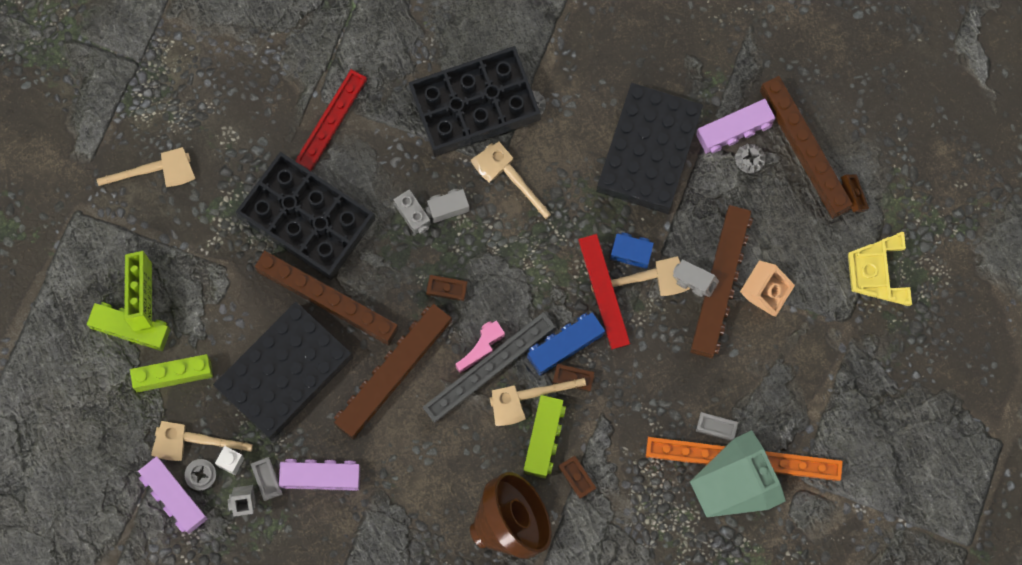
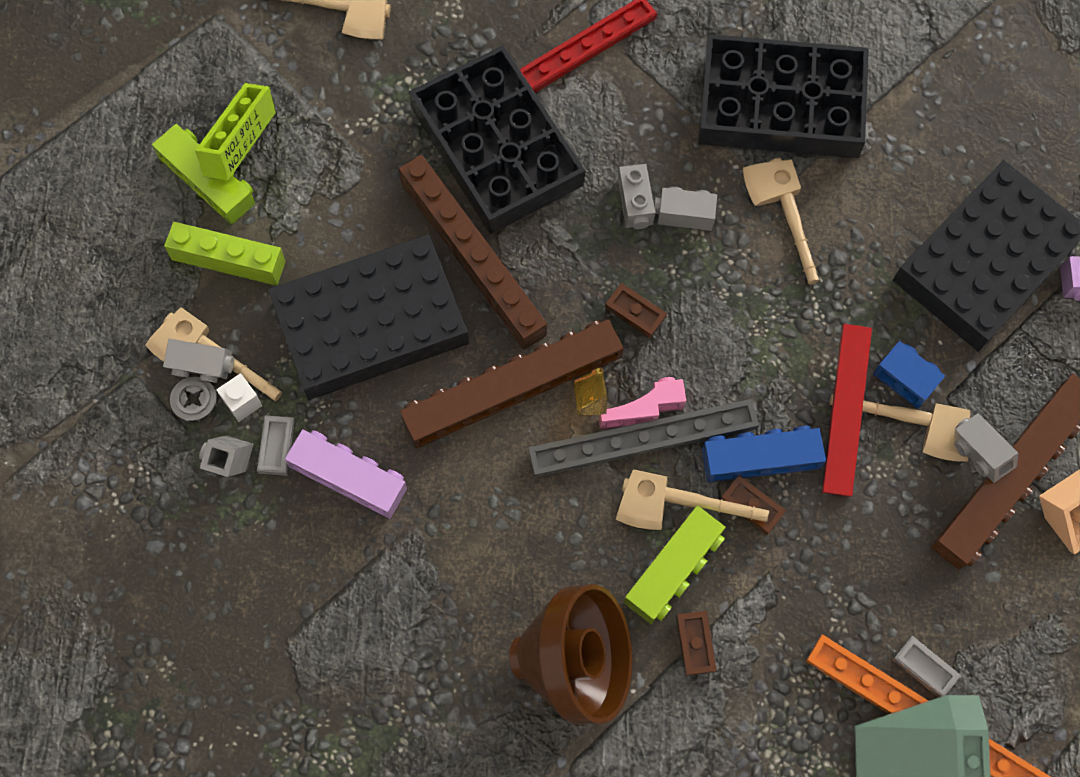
camera: 25 degrees right, 5 degrees down
(172, 494) = (142, 408): lavender brick -> none
(192, 449) = (197, 358): none -> light grey brick
(444, 355) = (591, 393): none -> clear yellow slope

